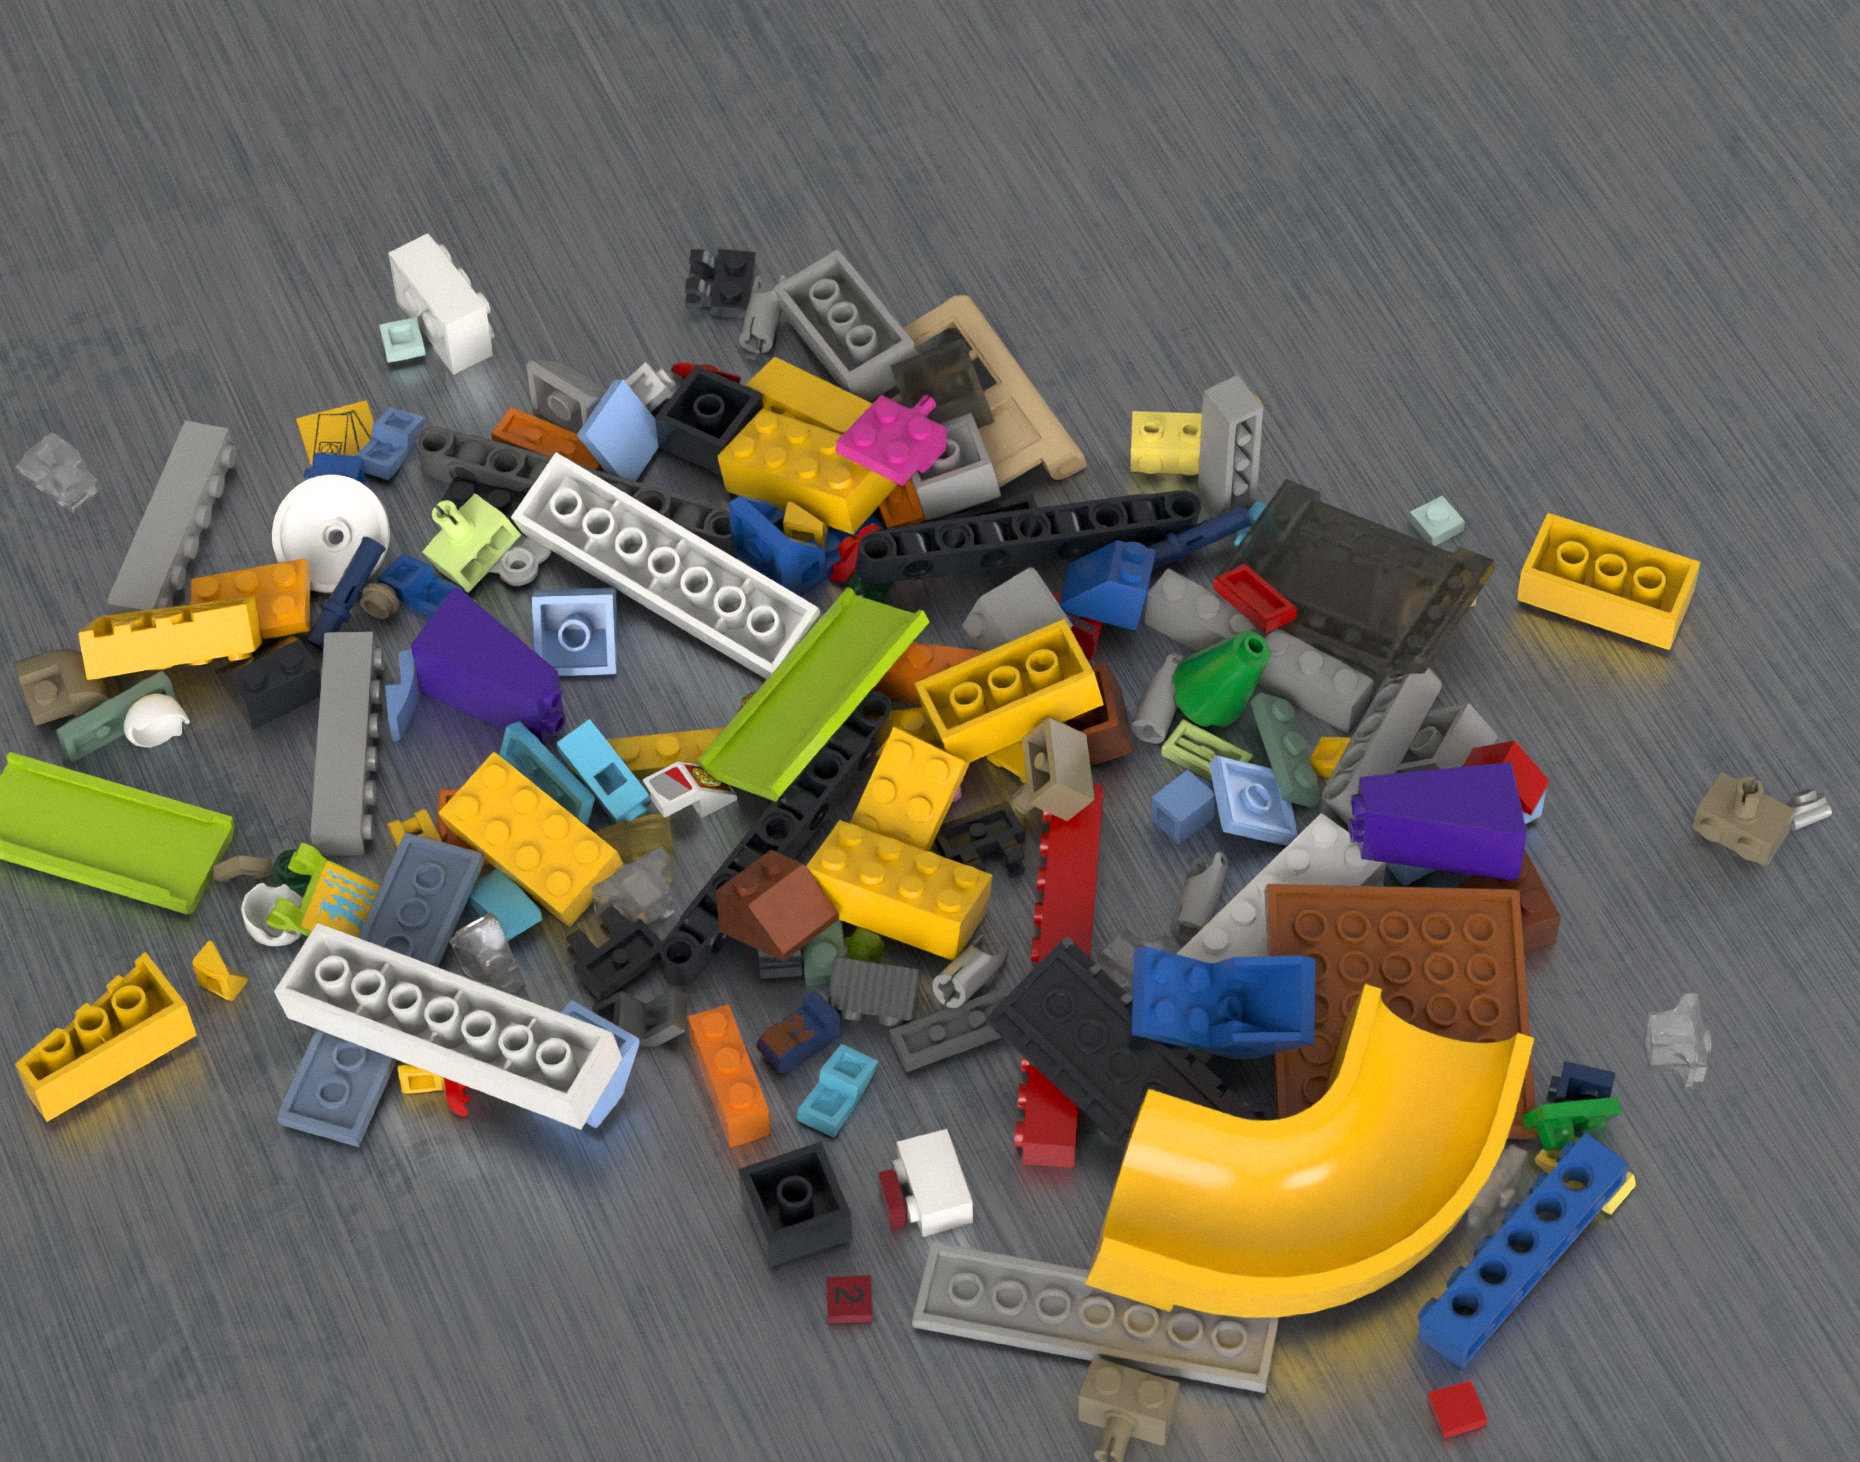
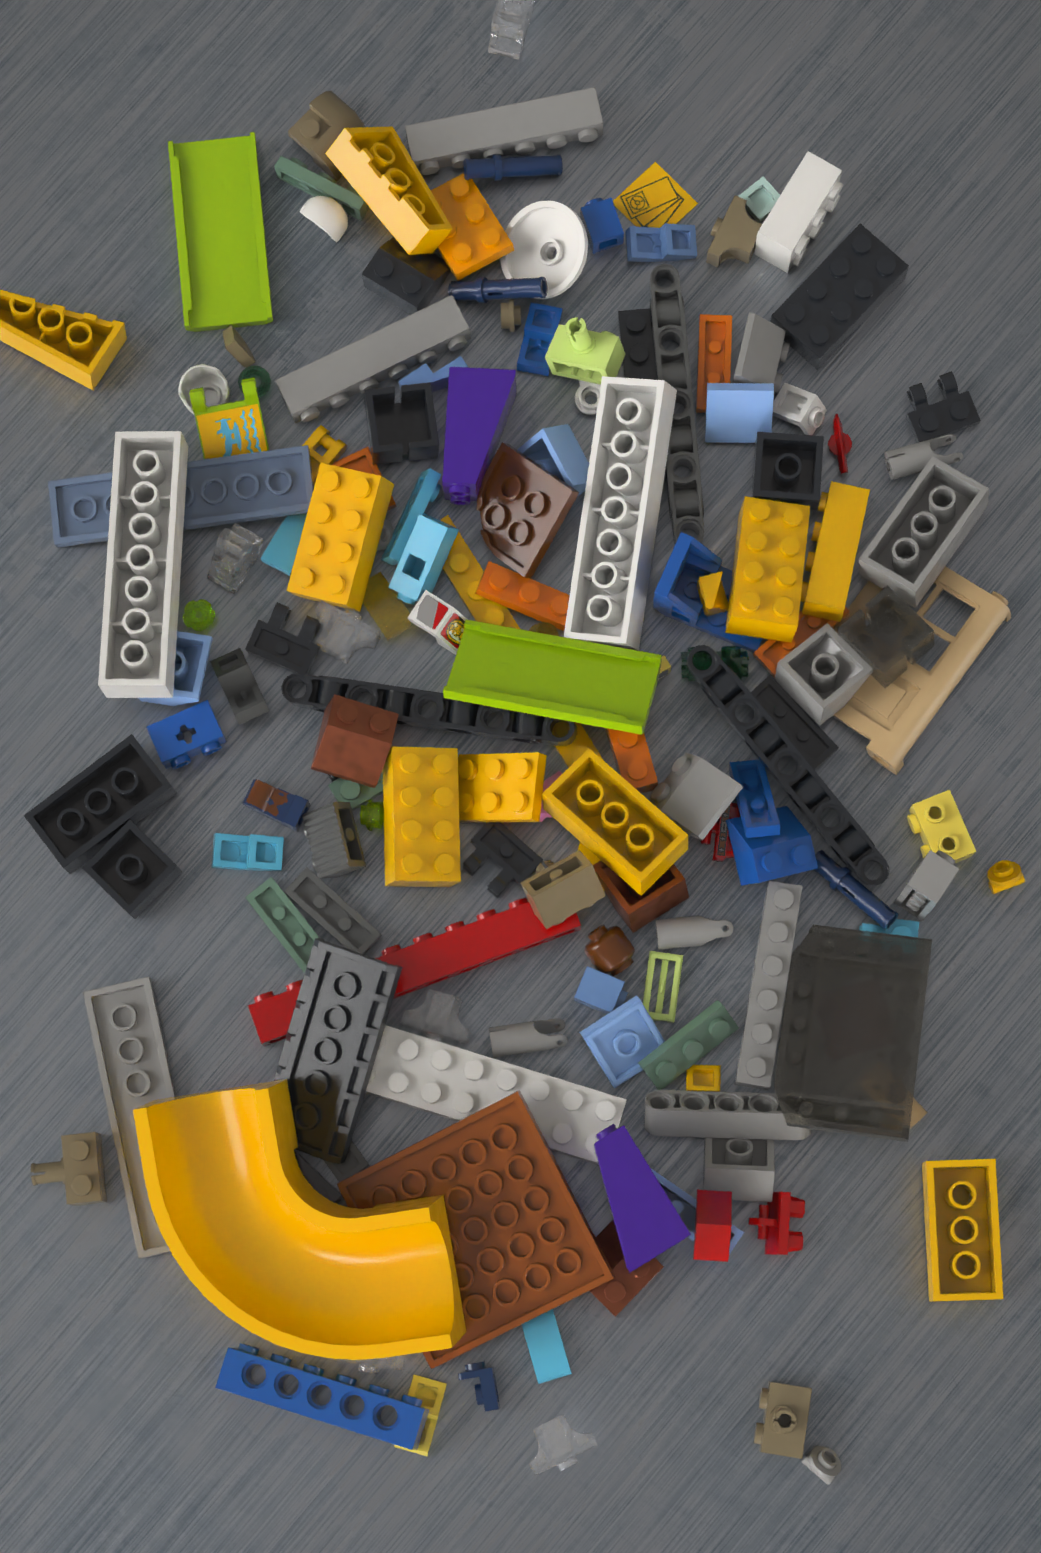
camera: 70 degrees right, 25 degrees up
(211, 542) = (512, 167): none -> dark blue pin
(215, 975) = (146, 378): yellow slope -> none
(424, 373) = (733, 235): none -> dark tan brick
(437, 736) = (402, 426): none -> black piece
(550, 306) = (839, 296): none -> black brick
(609, 661) = (521, 509): none -> reddish brown plate
(664, 1114) = (169, 735): none -> blue brick
(698, 1207) = (99, 803): none -> black brick
(702, 703) = (524, 595): none -> orange plate
(729, 1075) = (218, 772): orange brick -> none
(848, 552) = (715, 639): red piece -> none
(849, 1299) = (86, 939): dark red tile -> none
(892, 1199) = (171, 933): dark red tile -> none
(894, 439) = (804, 625): dark pink plate -> none
(933, 1183) = (197, 955): white brick -> none
(949, 1078) = (284, 921): none -> sand green plate
(966, 974) = (376, 900): light grey piece -> none
(1065, 568) = (755, 799): none -> blue plate
(1140, 777) = (609, 950): none -> reddish brown head
(1220, 679) = (716, 967): green cone -> none
(1224, 1006) = (403, 1103): blue bracket -> none
(1255, 598) = (798, 966): red tile -> none
(1436, 521) = (970, 1069): light aqua plate -> none
(1457, 1409) = (185, 1398): red tile -> none
(1539, 744) = (774, 1224): none -> red hips
(1557, 1120) = (441, 1380): green hinge -> none
(1565, 1012) = (546, 1347): none -> medium azure slope

